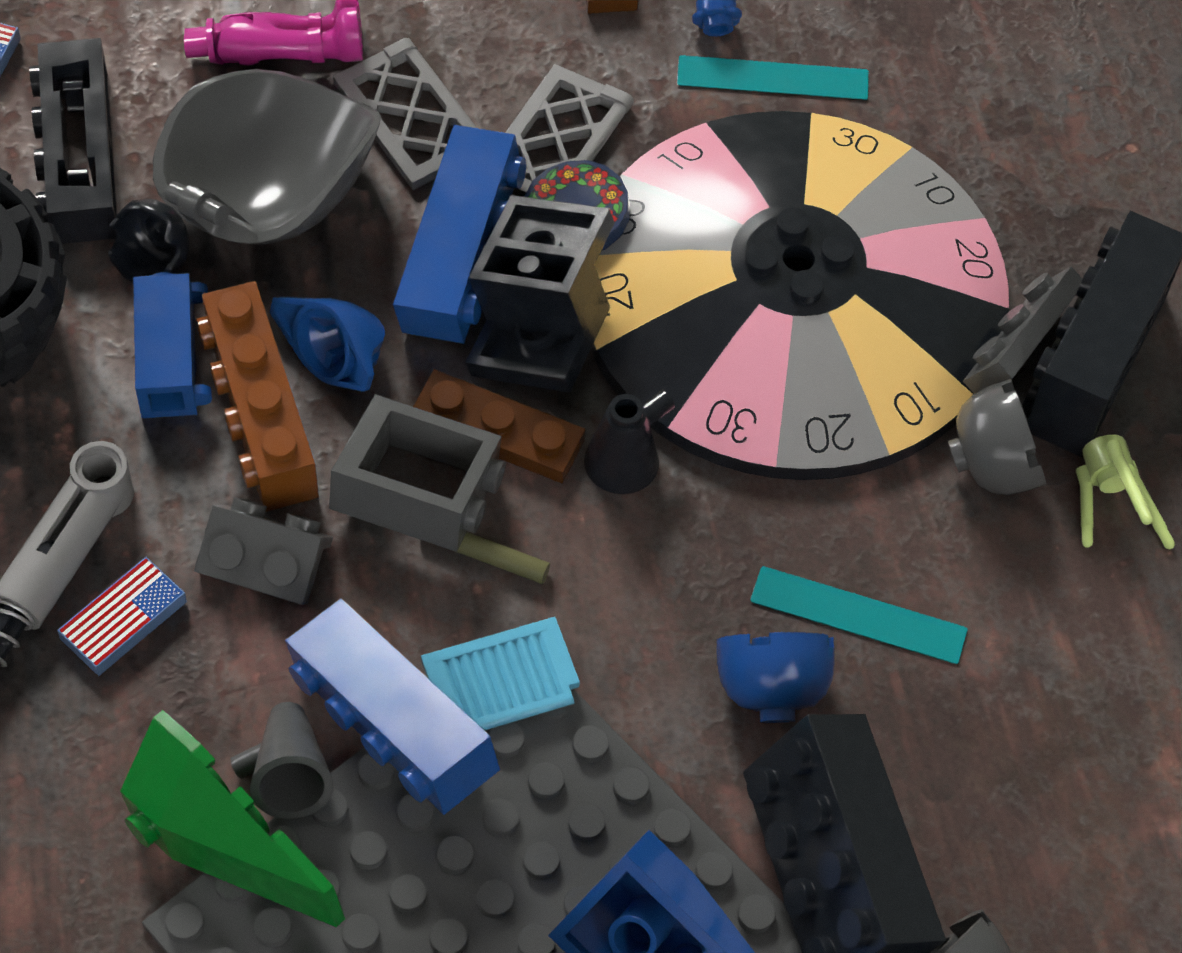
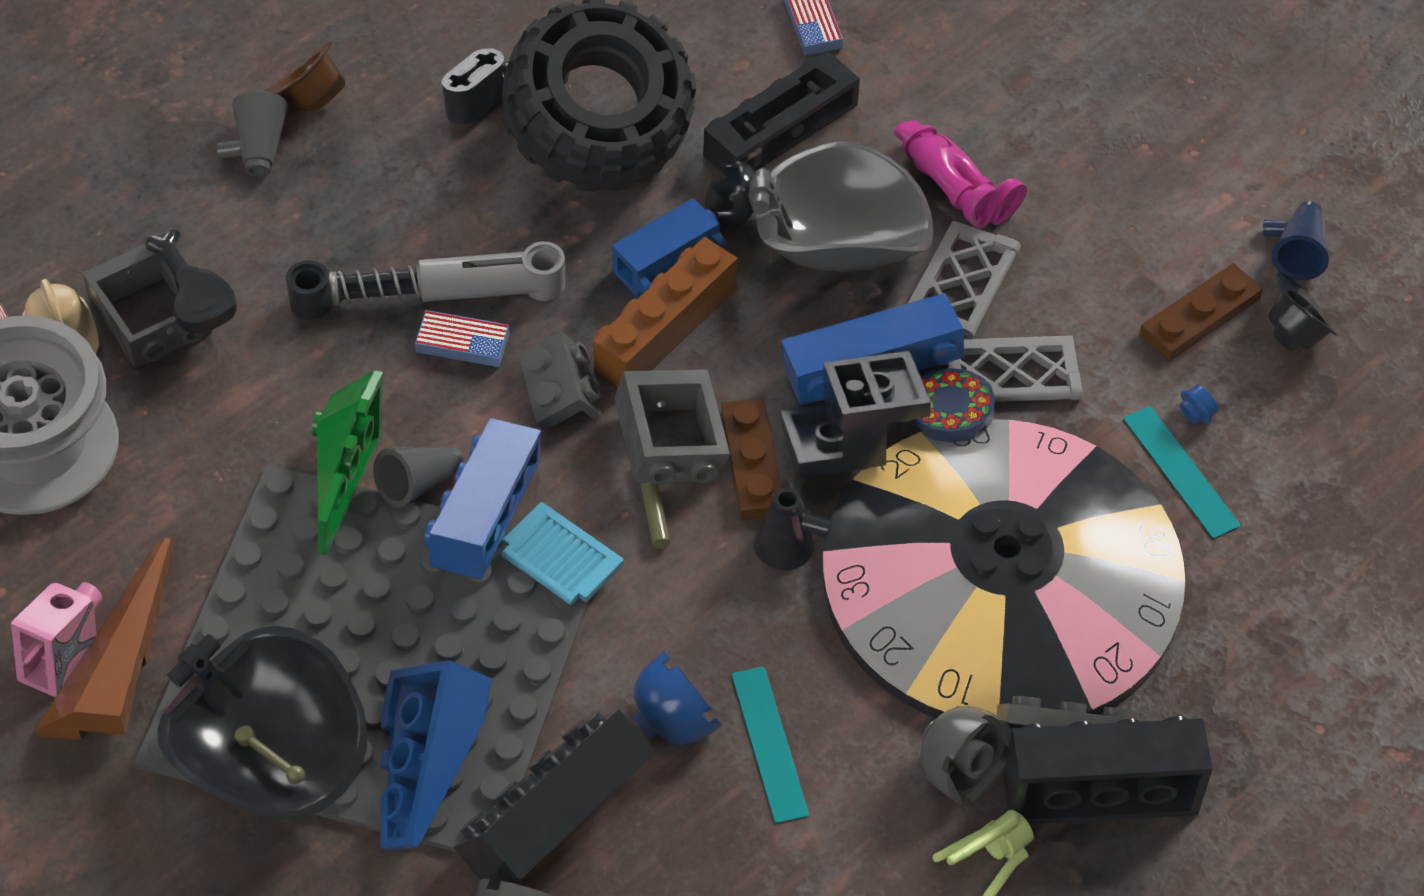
camera: 60 degrees right, 5 degrees down
(331, 338) = (744, 331): blue hat -> none

